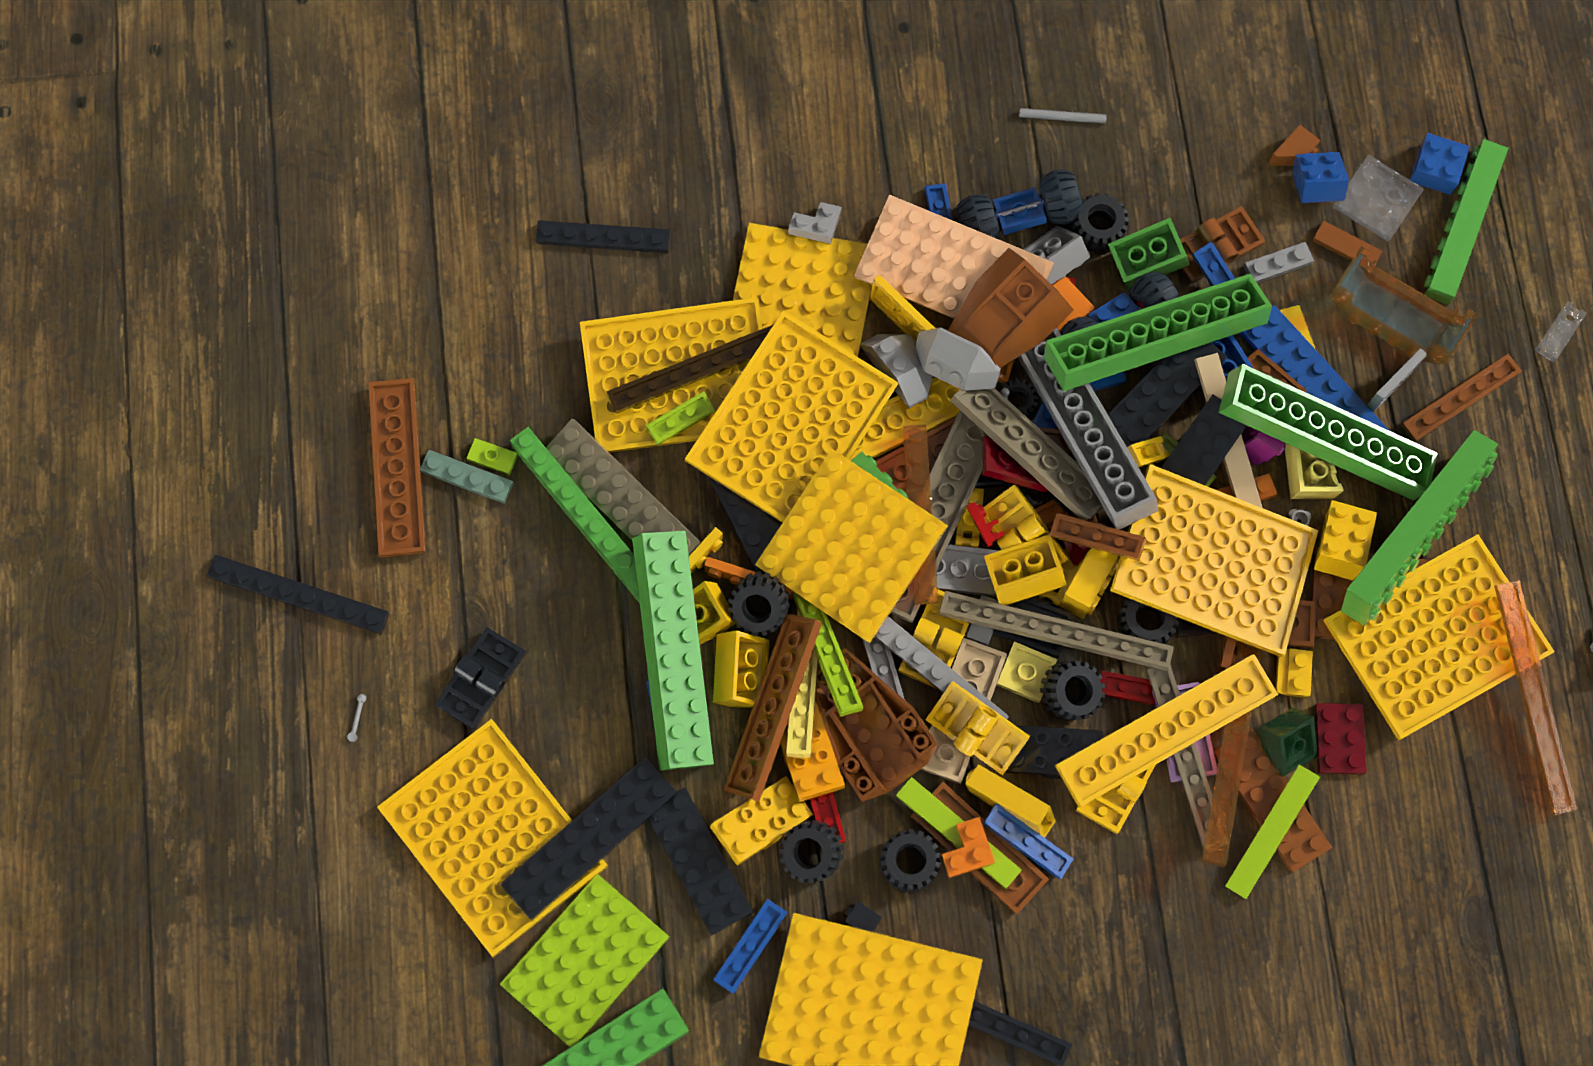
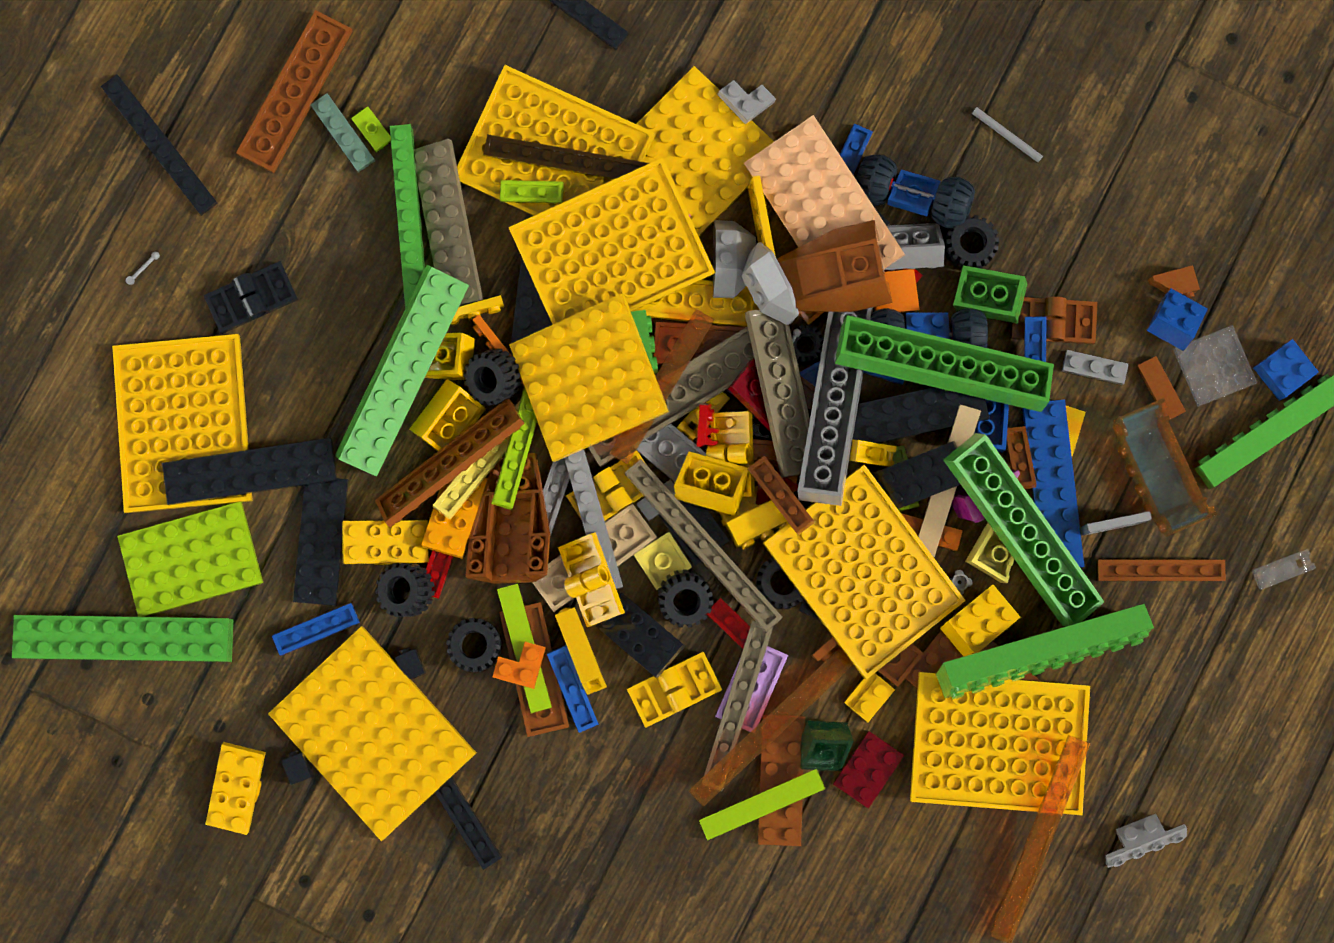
camera: 35 degrees right, 10 degrees up
(1166, 730) = (732, 676): yellow plate -> none

